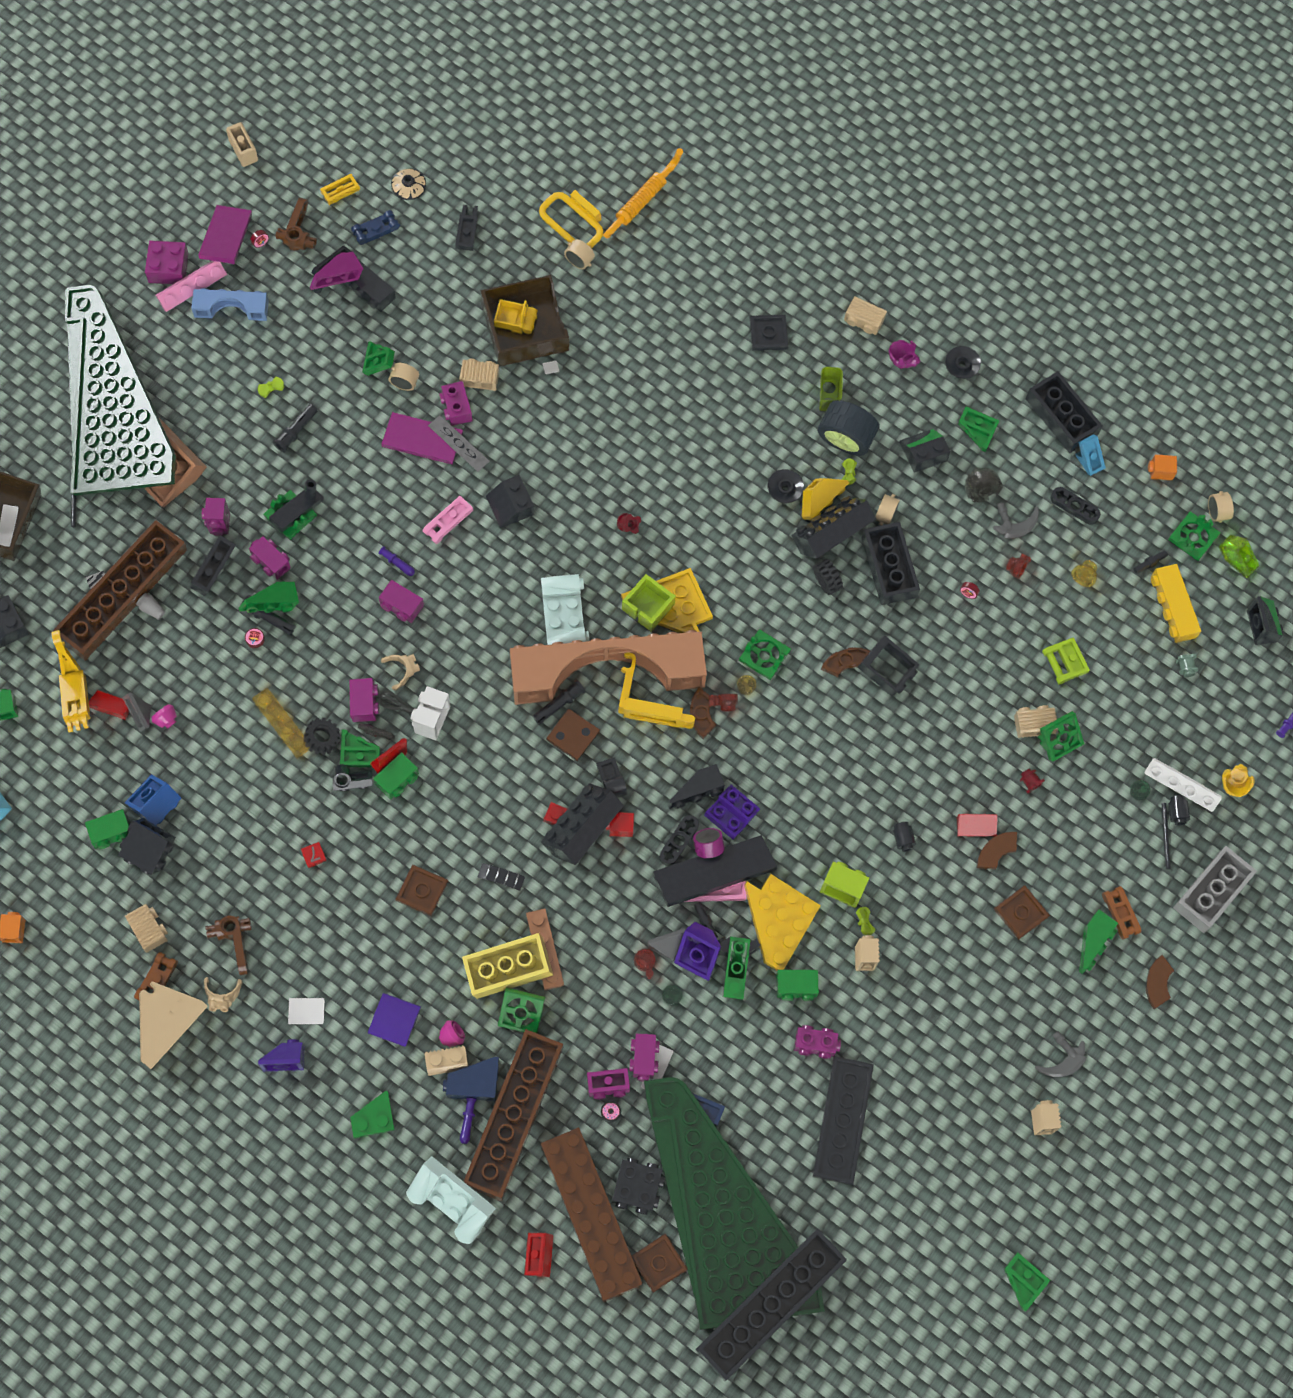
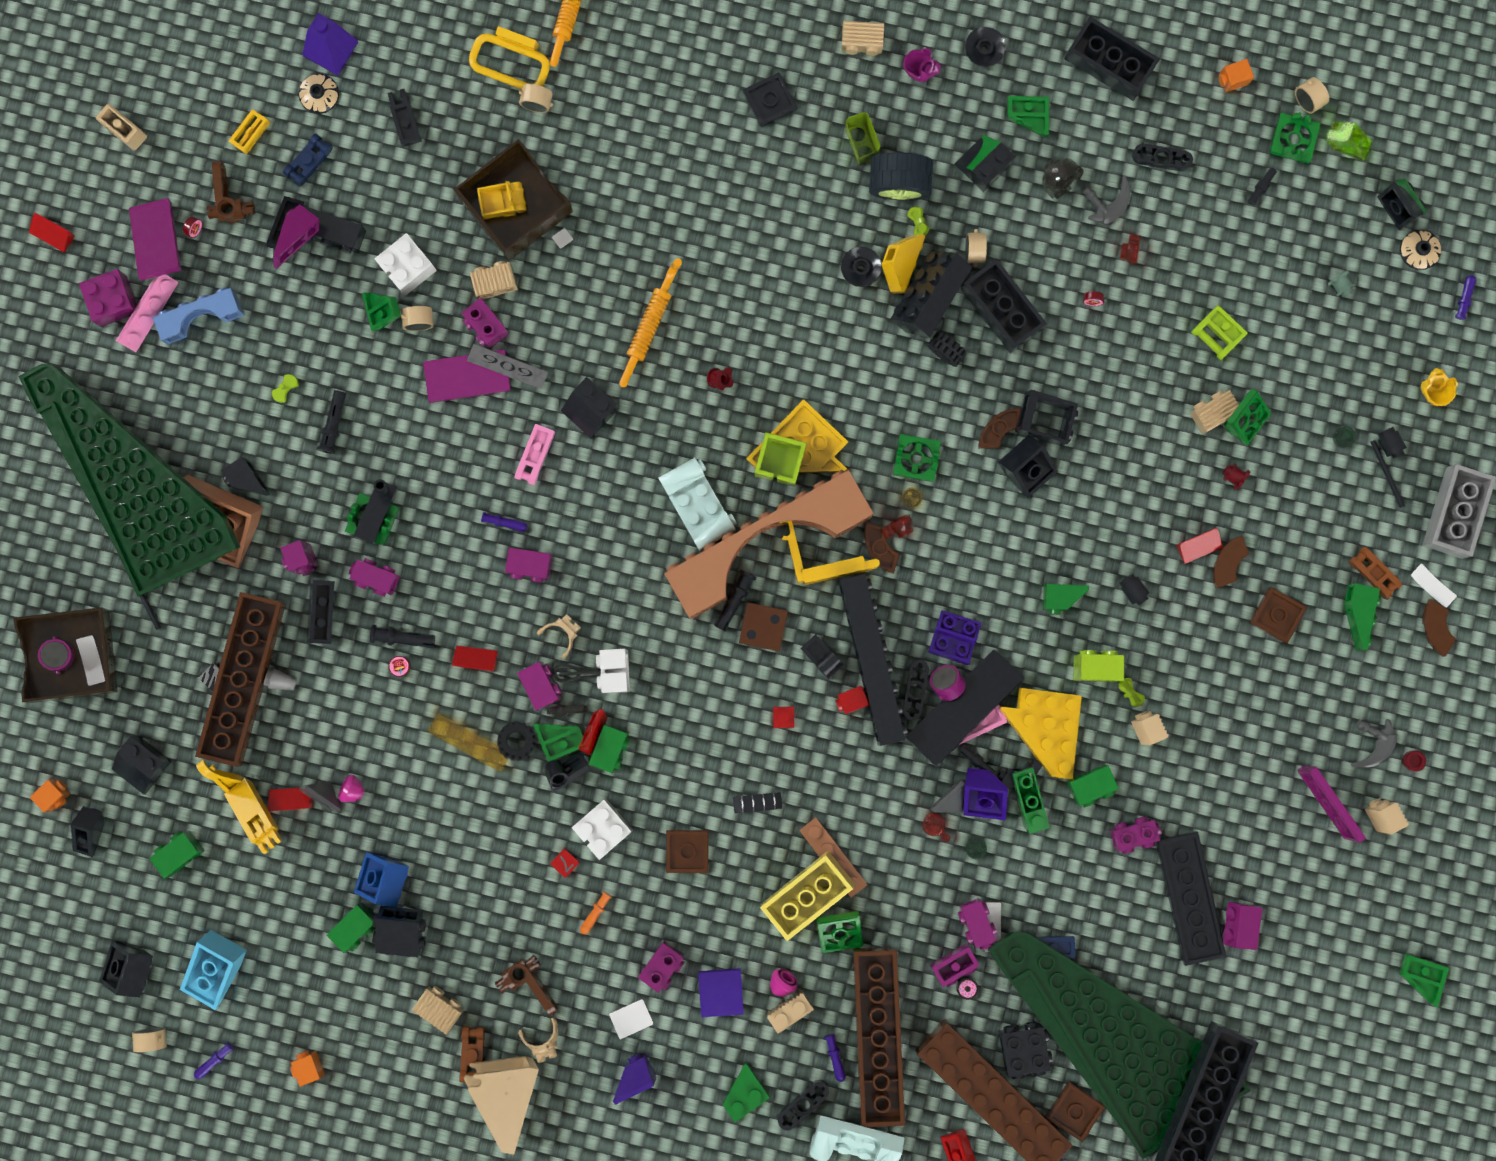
camera: 15 degrees left, 15 degrees up
(146, 198) = (50, 232): none -> red slope
(202, 439) = (243, 477): none -> black slope
(276, 597) = (403, 615): green slope -> none
(310, 912) = (594, 914): none -> orange piece
(319, 658) = (475, 658): none -> red slope
(354, 975) = (661, 966): none -> magenta brick
(359, 838) = (602, 828): none -> white piece
(414, 333) = (405, 264): none -> white piece
(434, 151) = (328, 44): none -> dark purple slope
(437, 1150) = (803, 1114): none -> black beam
(474, 1081) = (826, 1019): dark blue slope -> none
(582, 823) = (816, 720): black brick -> none
(591, 457) = (649, 323): none -> light orange piece
(652, 794) = (872, 661): none -> black brick
(702, 784) = (913, 622): black slope -> none
(839, 816) = (1061, 597): none -> green slope
(856, 699) = (1028, 466): none -> black slope
(878, 1160) = (1242, 925): none -> magenta brick
(1000, 1086) = (1331, 803): none -> magenta tile
(1085, 573) = (1203, 229): clear yellow piece -> none
(1091, 455) = (1157, 95): dark azure slope -> none
(1092, 1087) = (1414, 760): none -> dark red tile
(1169, 945) = (1433, 586): none -> white sticker
(1175, 603) = (1305, 221): yellow brick -> none
(1183, 784) = (1388, 415): white bracket -> none
(1264, 674) = (1413, 254): none -> tan dish

